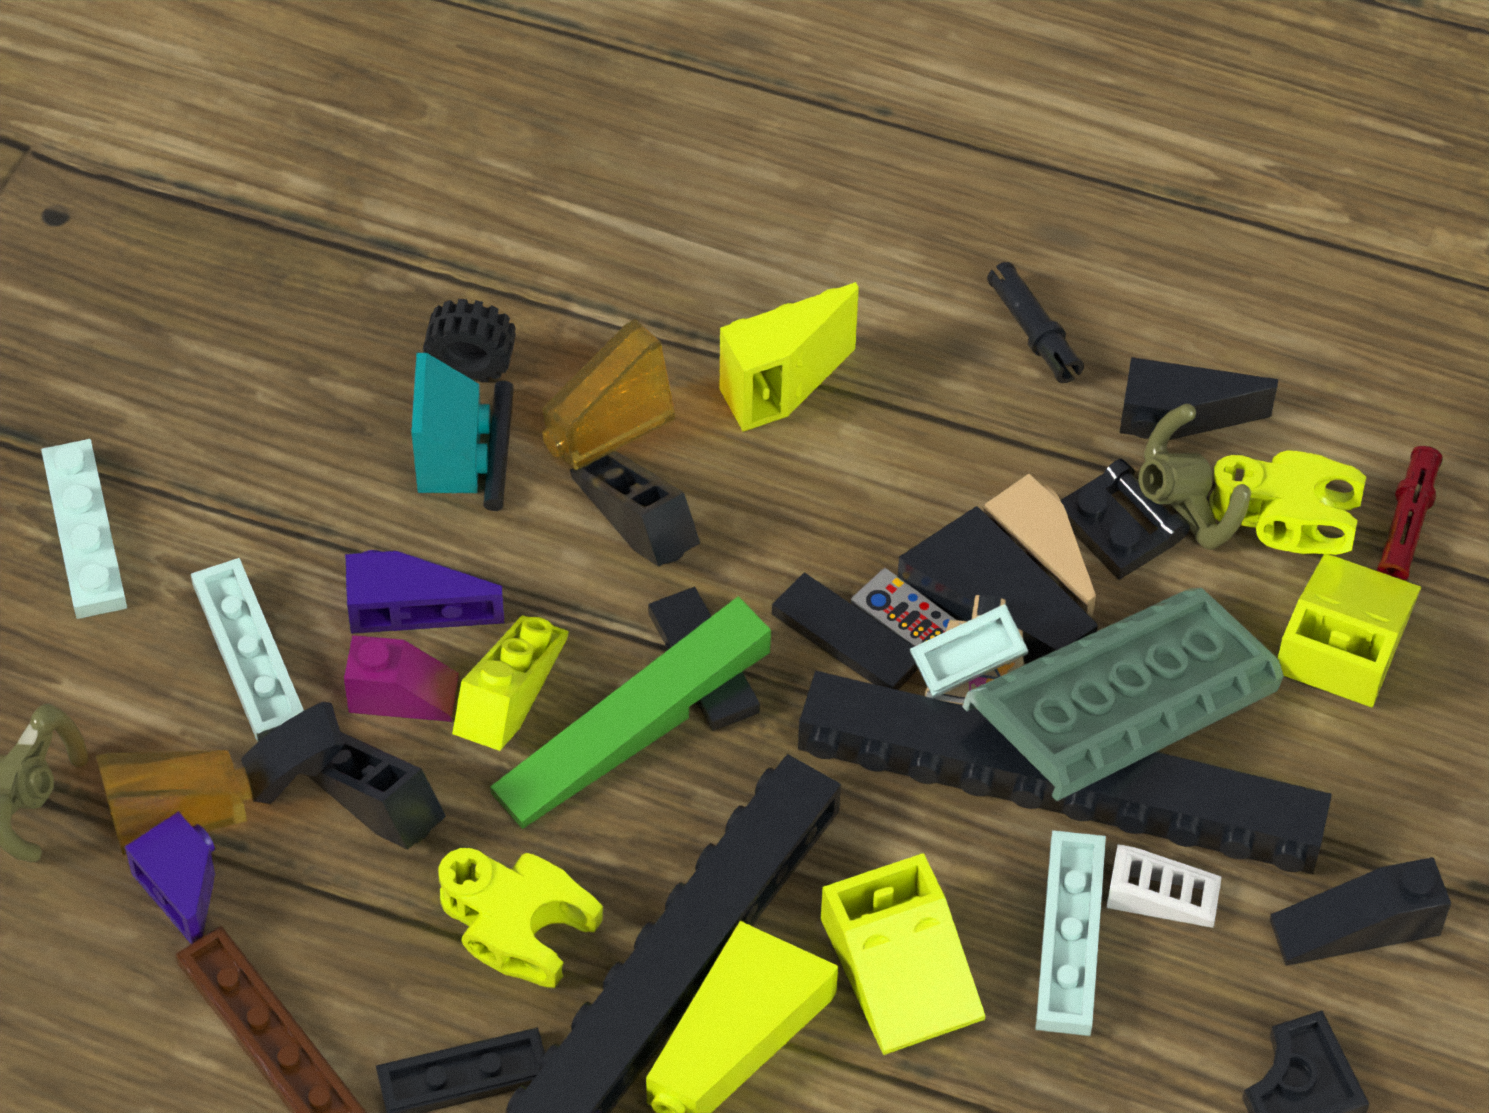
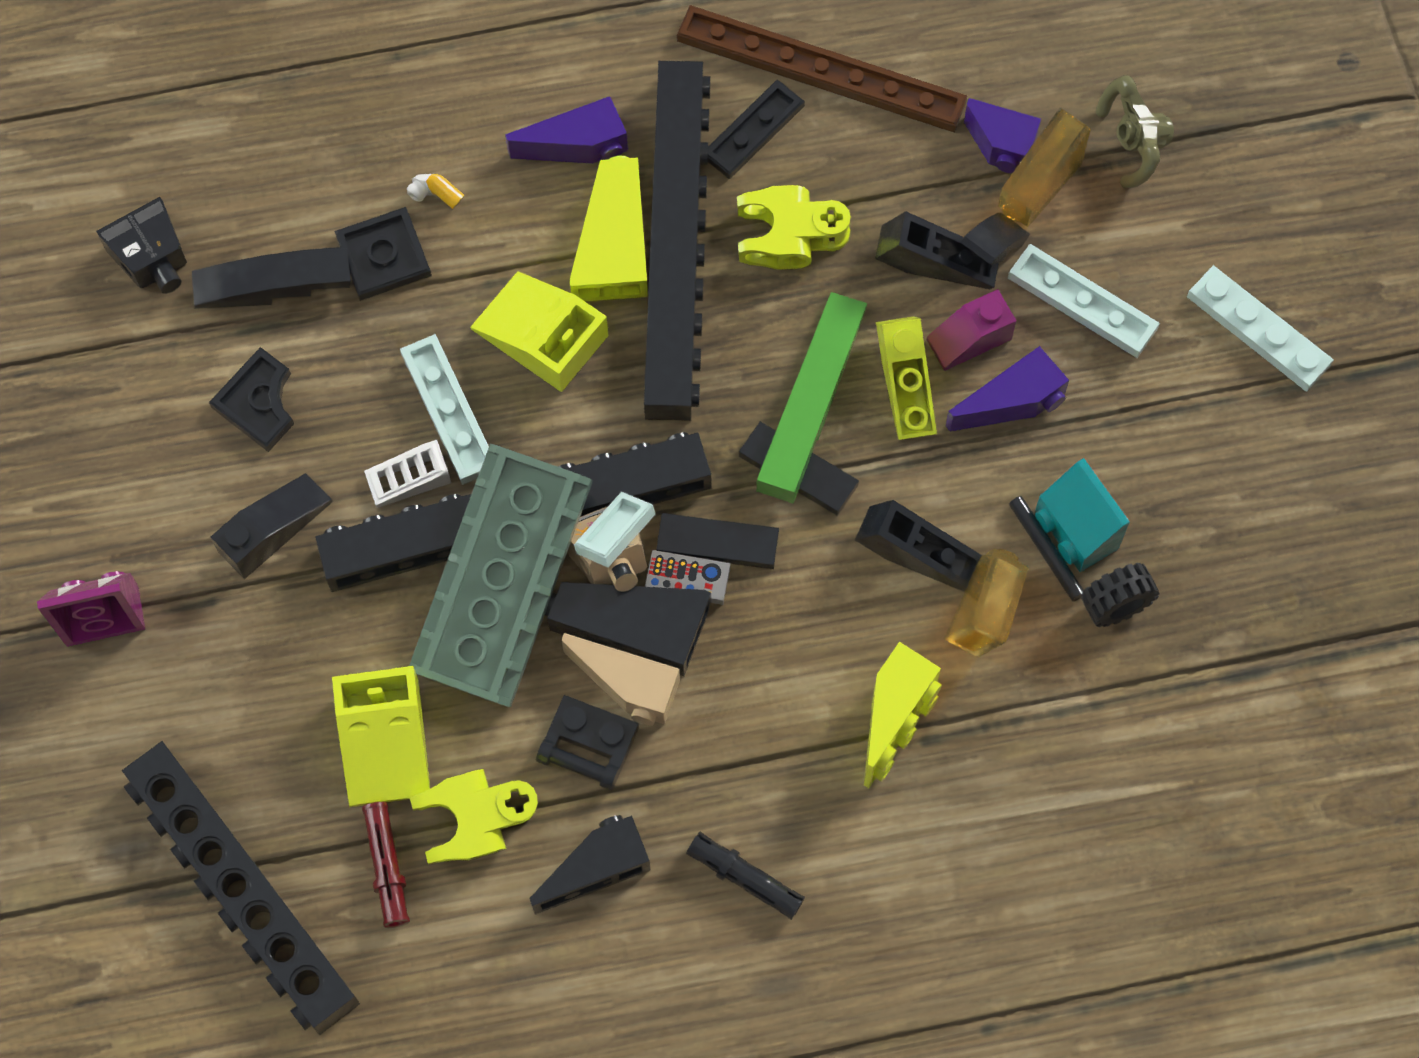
camera: 150 degrees right, 15 degrees up
(1186, 481) = (556, 779): olive piece -> none

